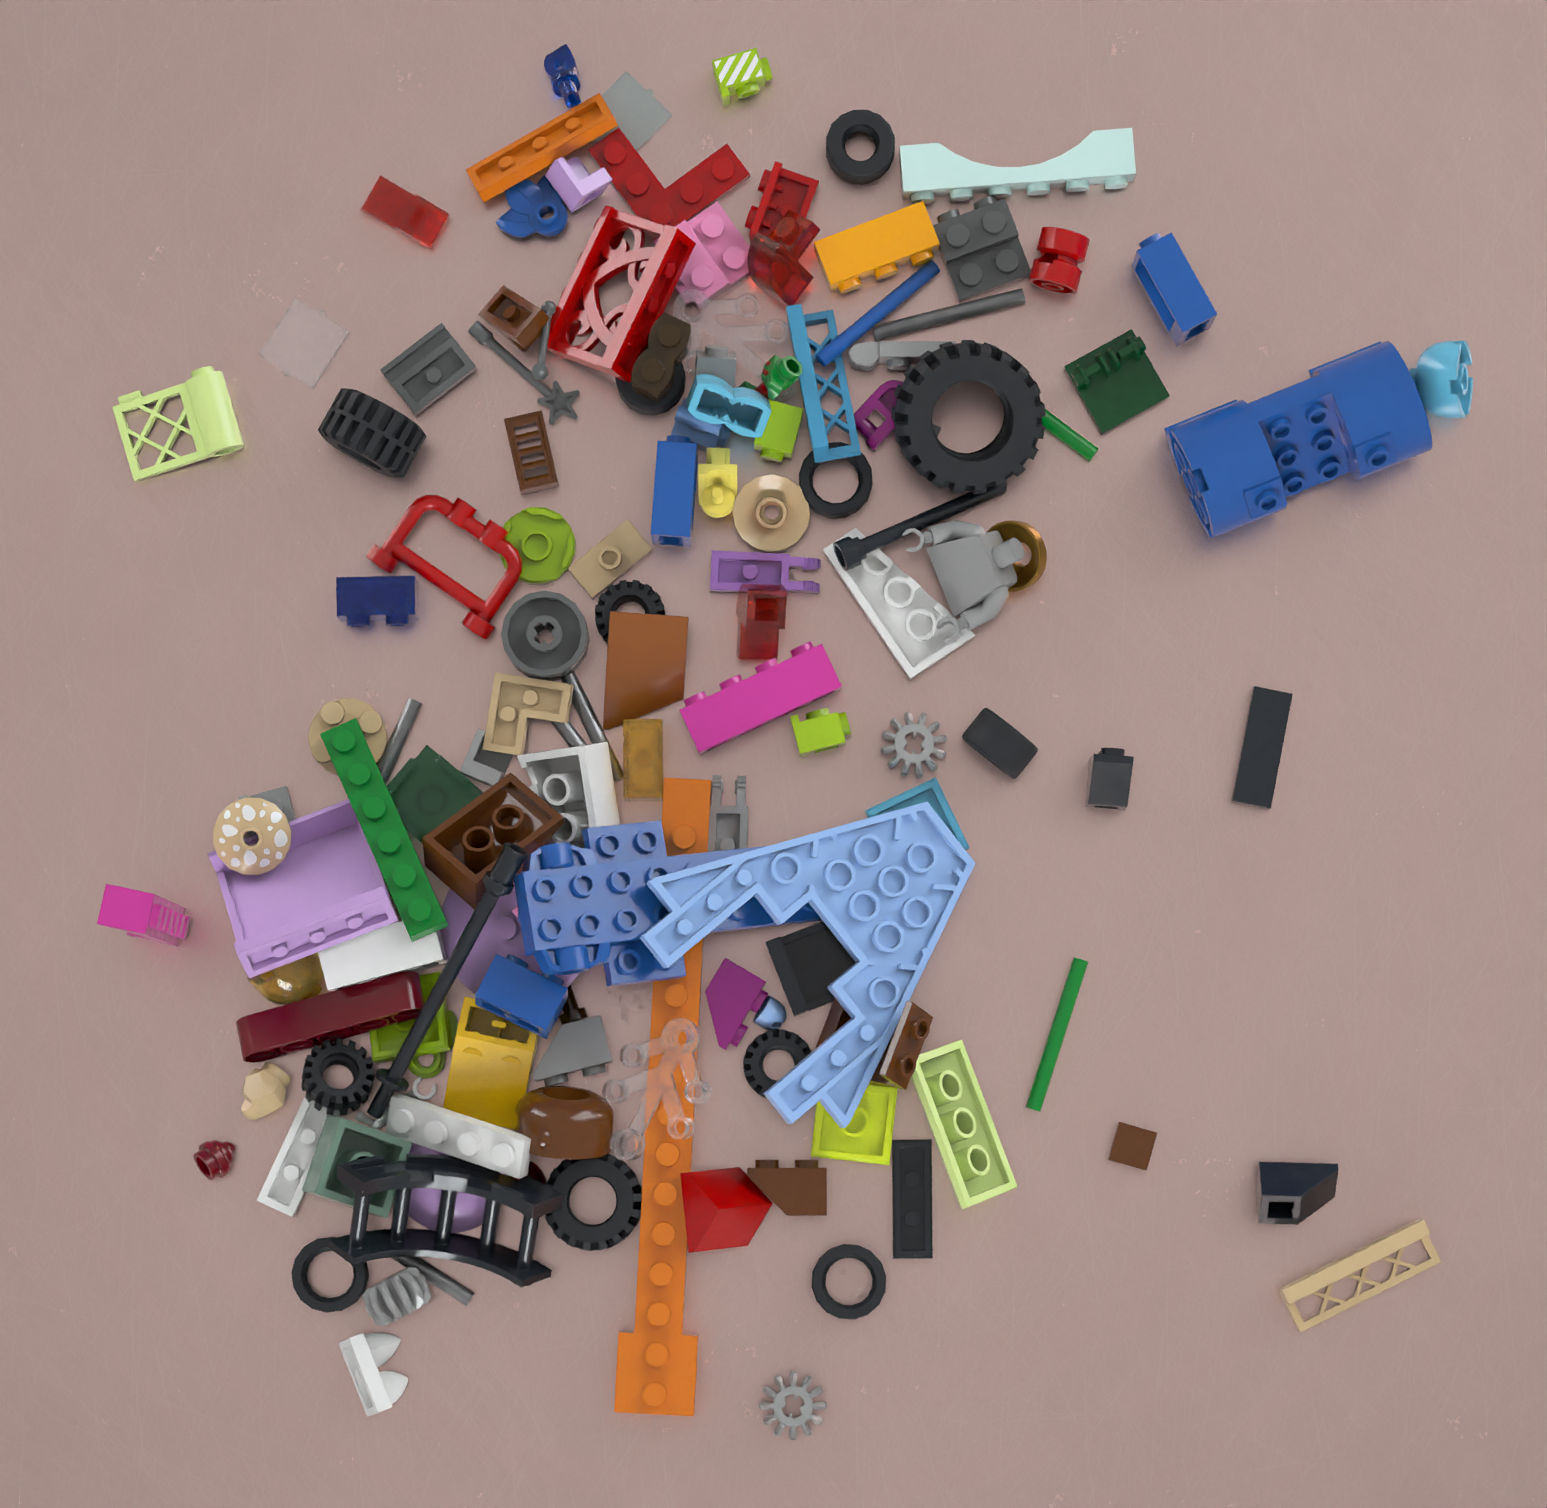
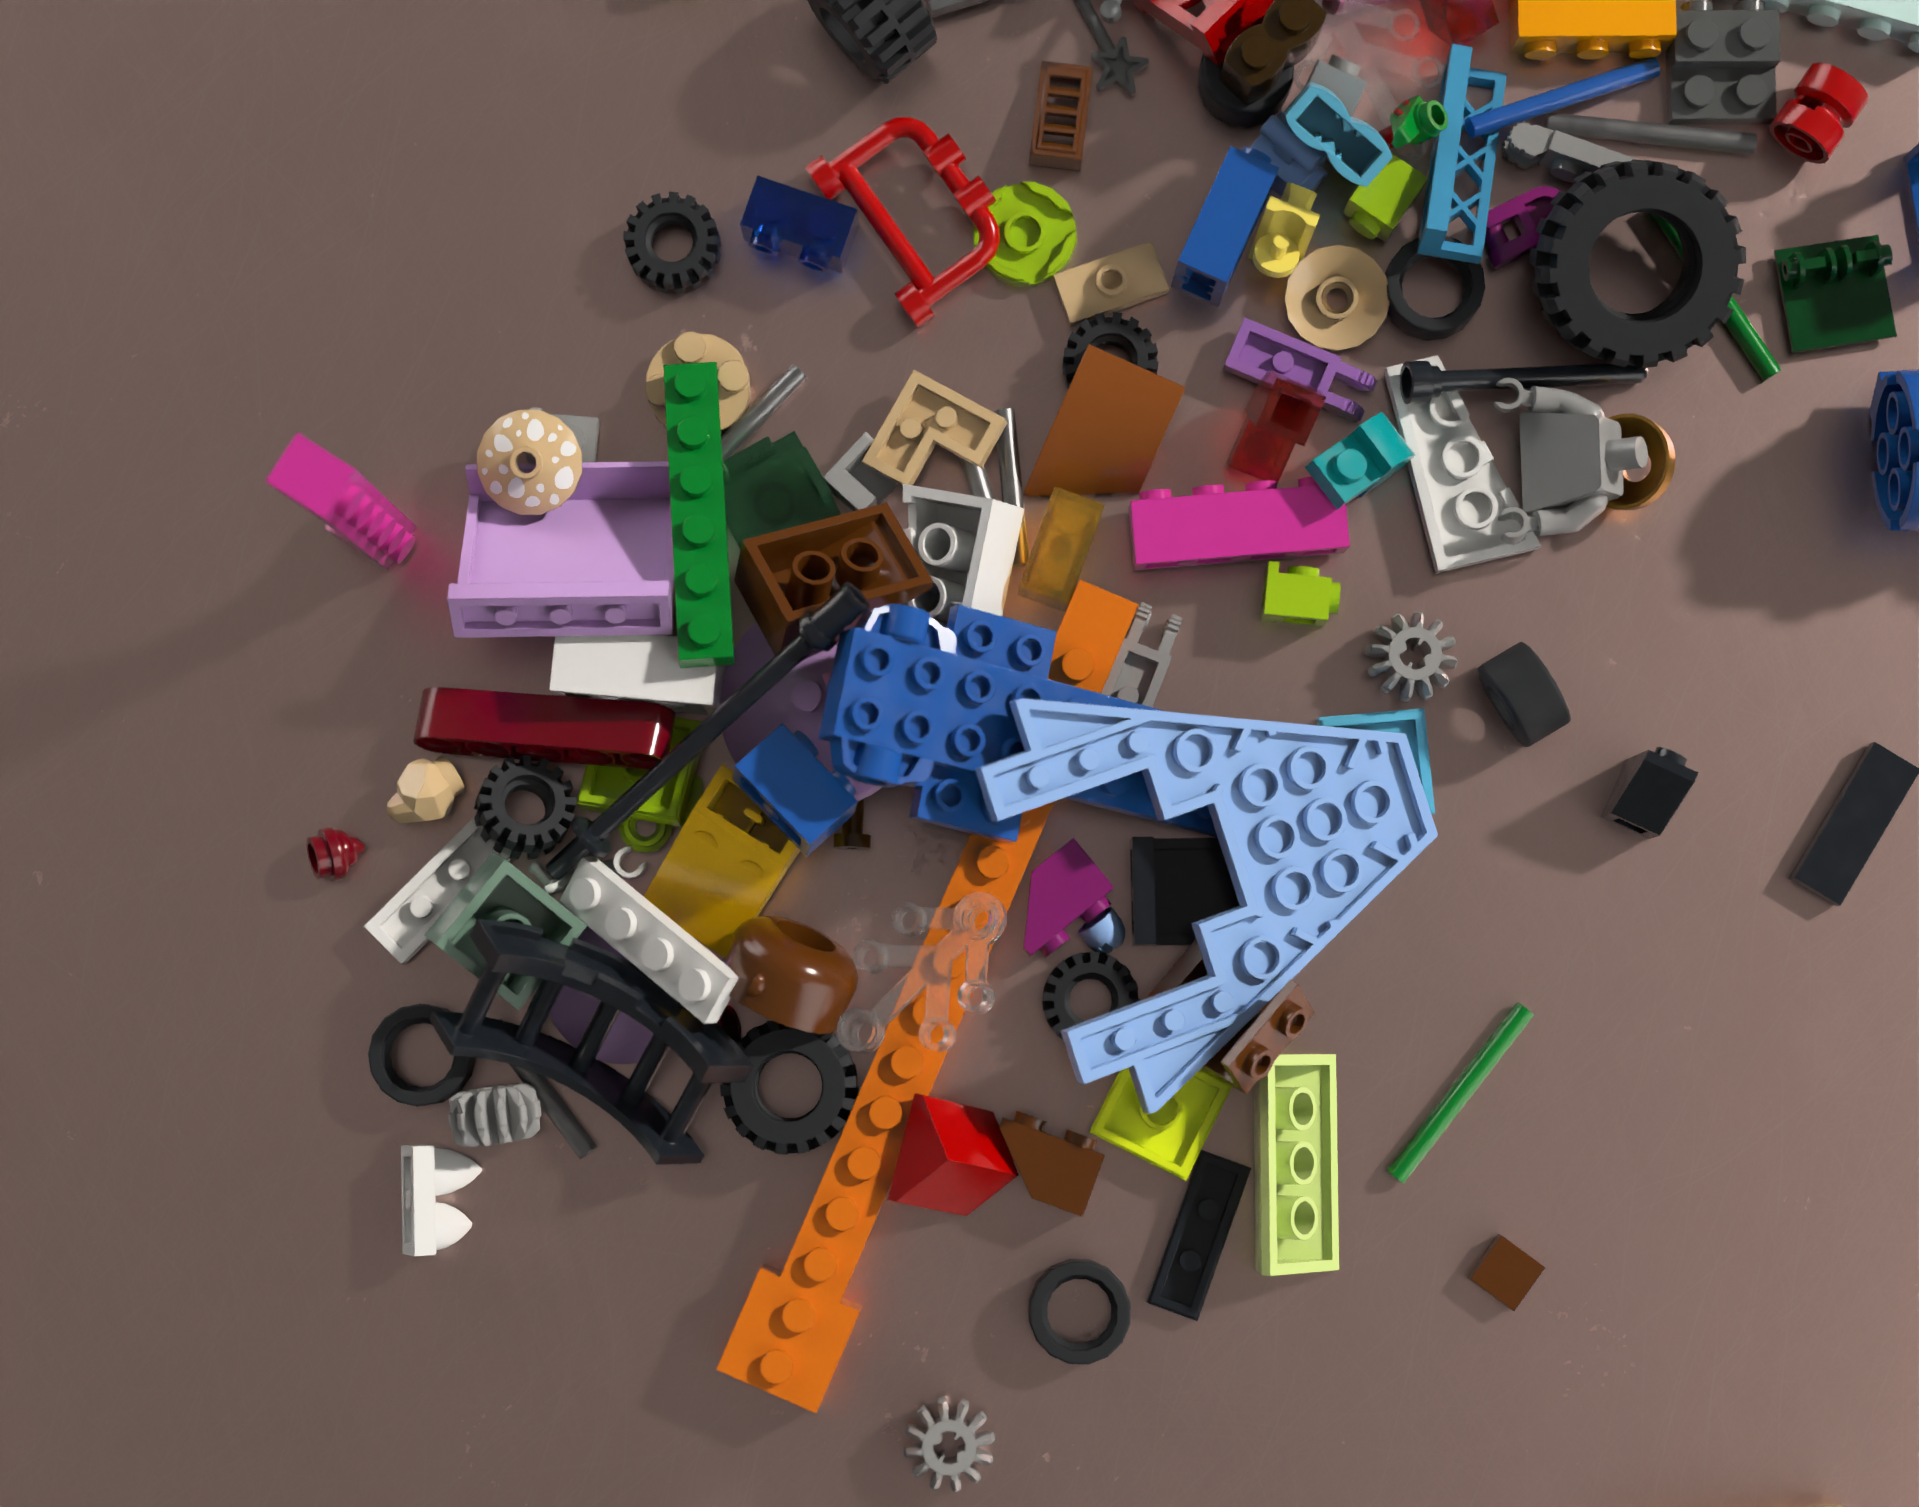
camera: 20 degrees right, 0 degrees up
(278, 624) = (667, 212): none -> black tyre
(291, 981) = (509, 662): clear yellow cylinder -> none
(542, 613) = (999, 317): dark grey wheel -> none
(575, 1048) = (839, 883): light grey slope -> none
(827, 623) = (1360, 461): none -> teal brick
(1293, 1190) = (1695, 1408): black slope -> none

